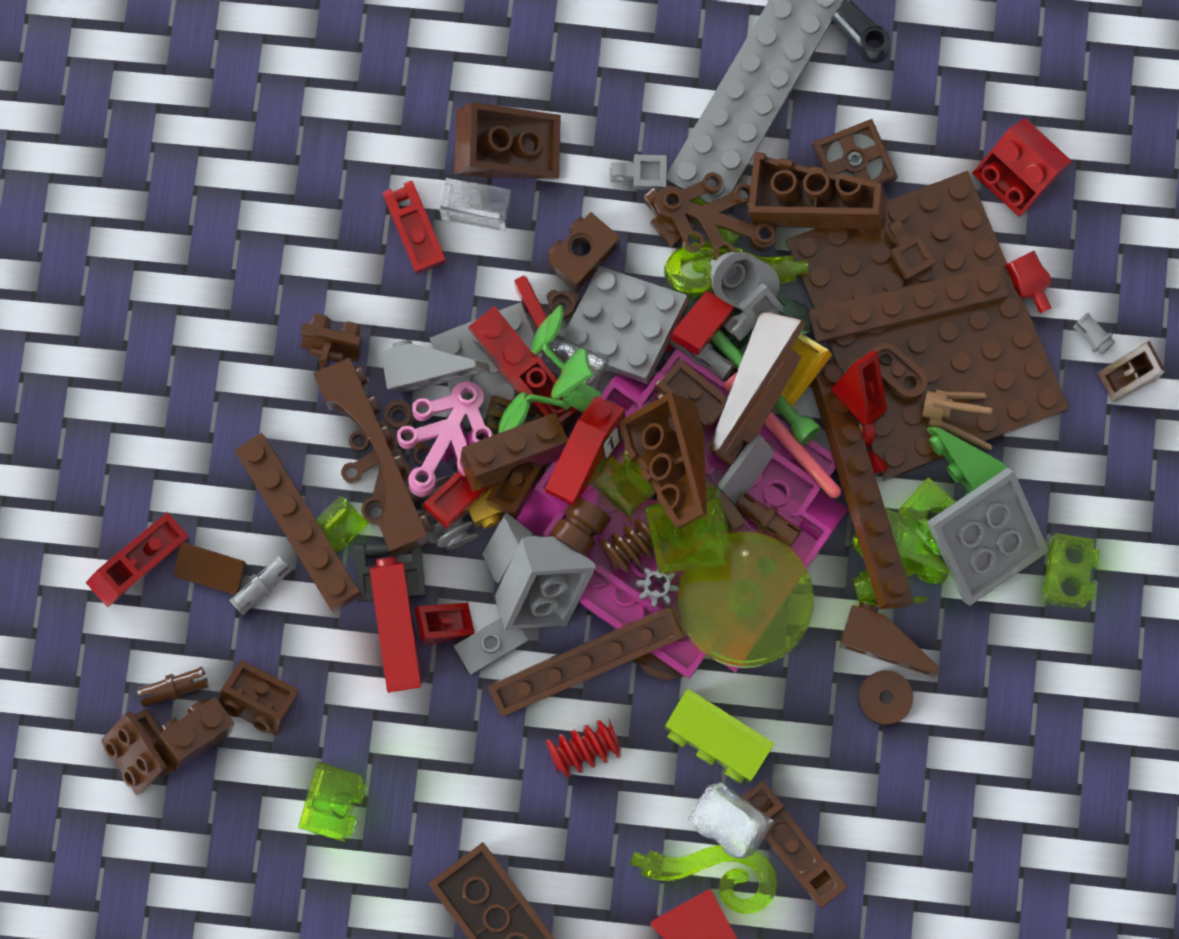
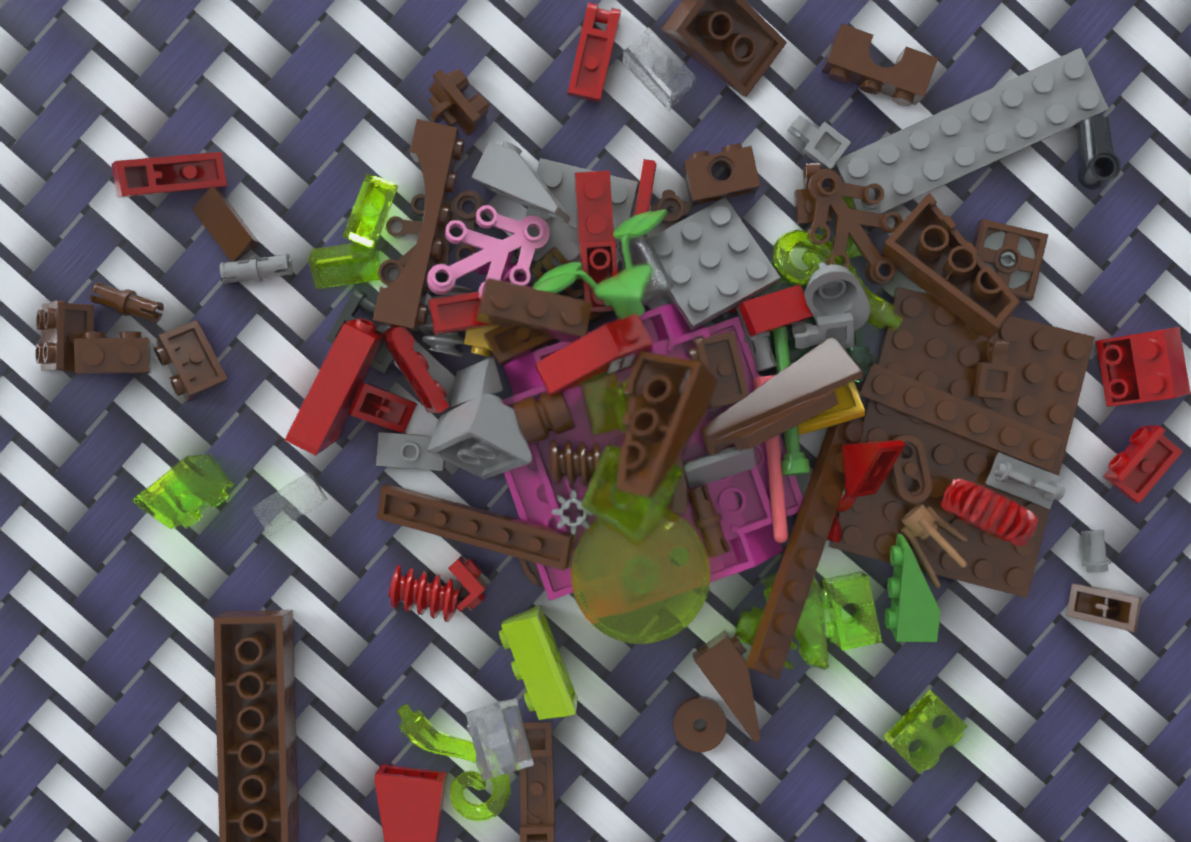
camera: 35 degrees right, 10 degrees up
(298, 522) = (319, 239): reddish brown plate -> none
(323, 473) = (370, 211): none -> clear neon green slope
(420, 757) = (289, 503): none -> clear tile
(449, 571) = (414, 368): none -> red hinge
(609, 707) = (469, 576): none -> red bracket
(620, 94) = (851, 62): none -> reddish brown arch
(981, 358) = (989, 512): none -> red gear
(988, 536) = (881, 661): light grey plate -> none
(994, 317) = (1025, 481): none -> light grey hinge
(1030, 279) = (1077, 467): red piece -> none
(1078, 240) = (1142, 462): none -> red bracket

